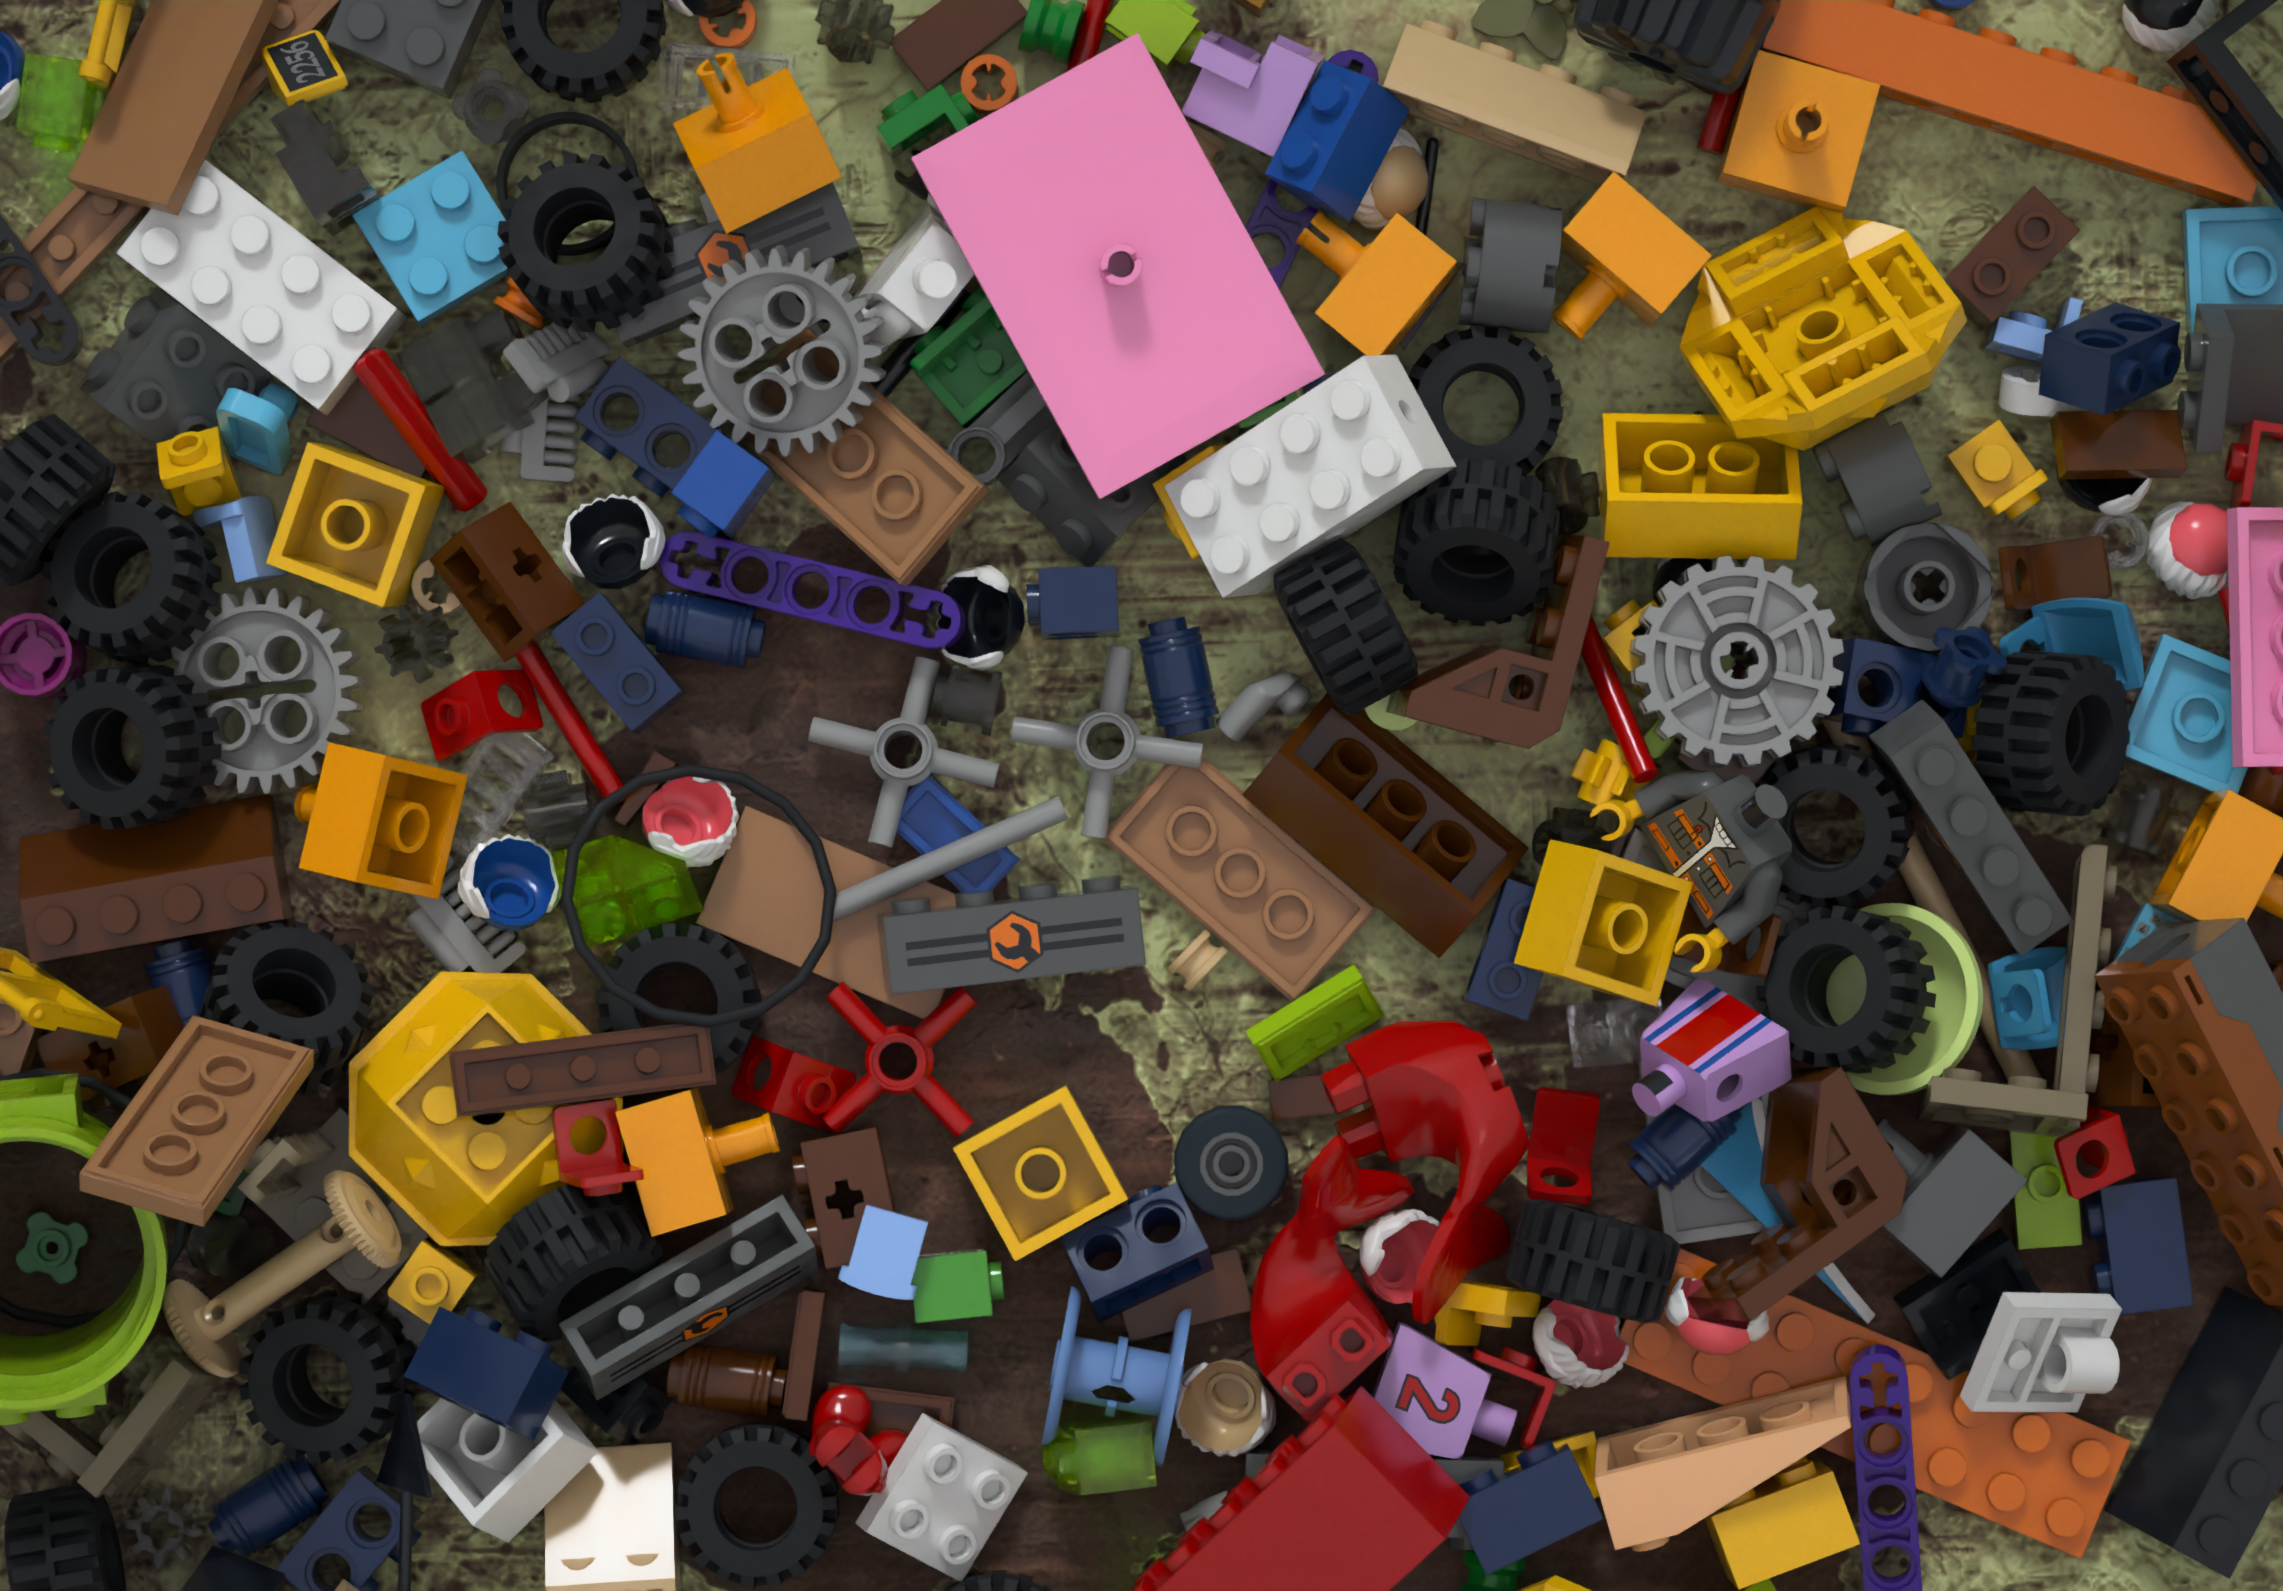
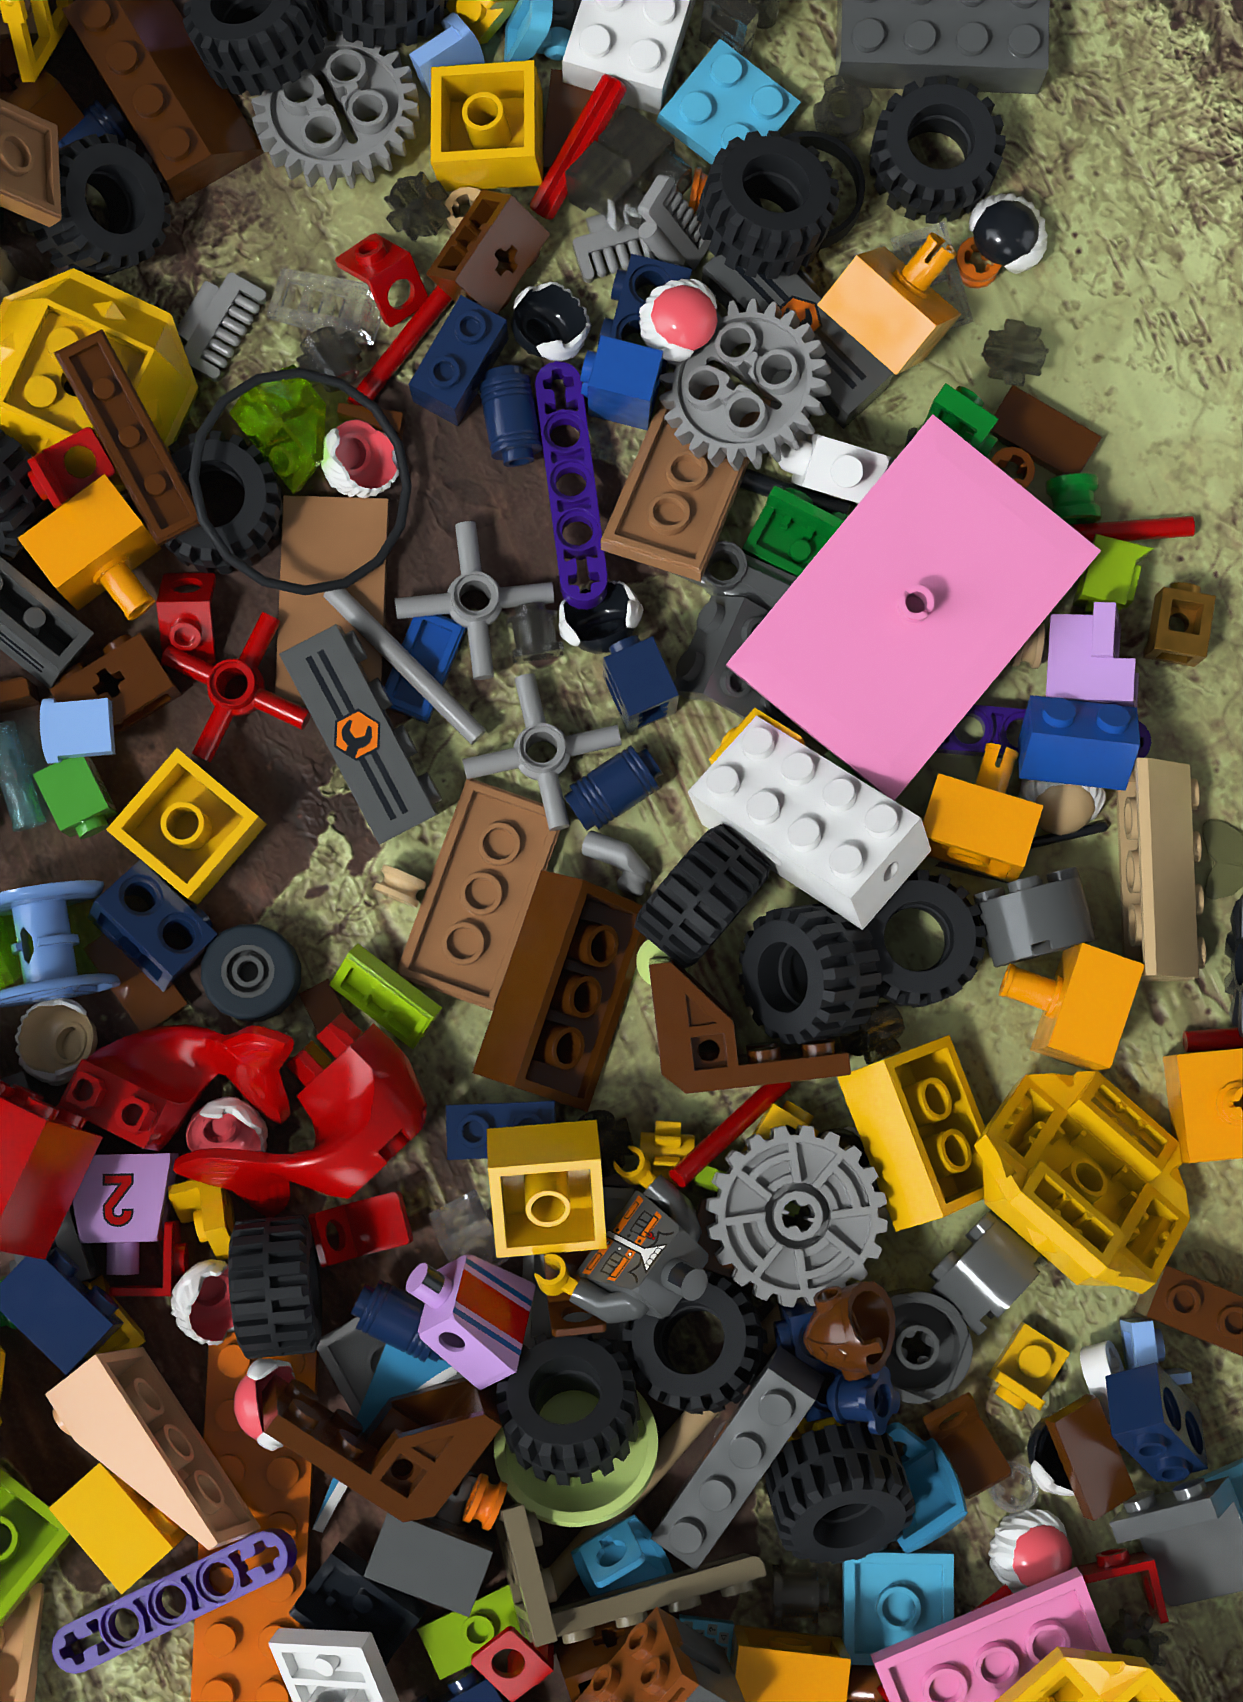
camera: 70 degrees right, 5 degrees down
(380, 820) = (268, 226): light orange brick -> none
(509, 882) = (259, 339): blue hair -> none
(678, 395) = (679, 318): none -> coral hair
(1883, 649) = (852, 1328): none -> reddish brown helmet
(1912, 1119) = (484, 1502): none -> orange bush

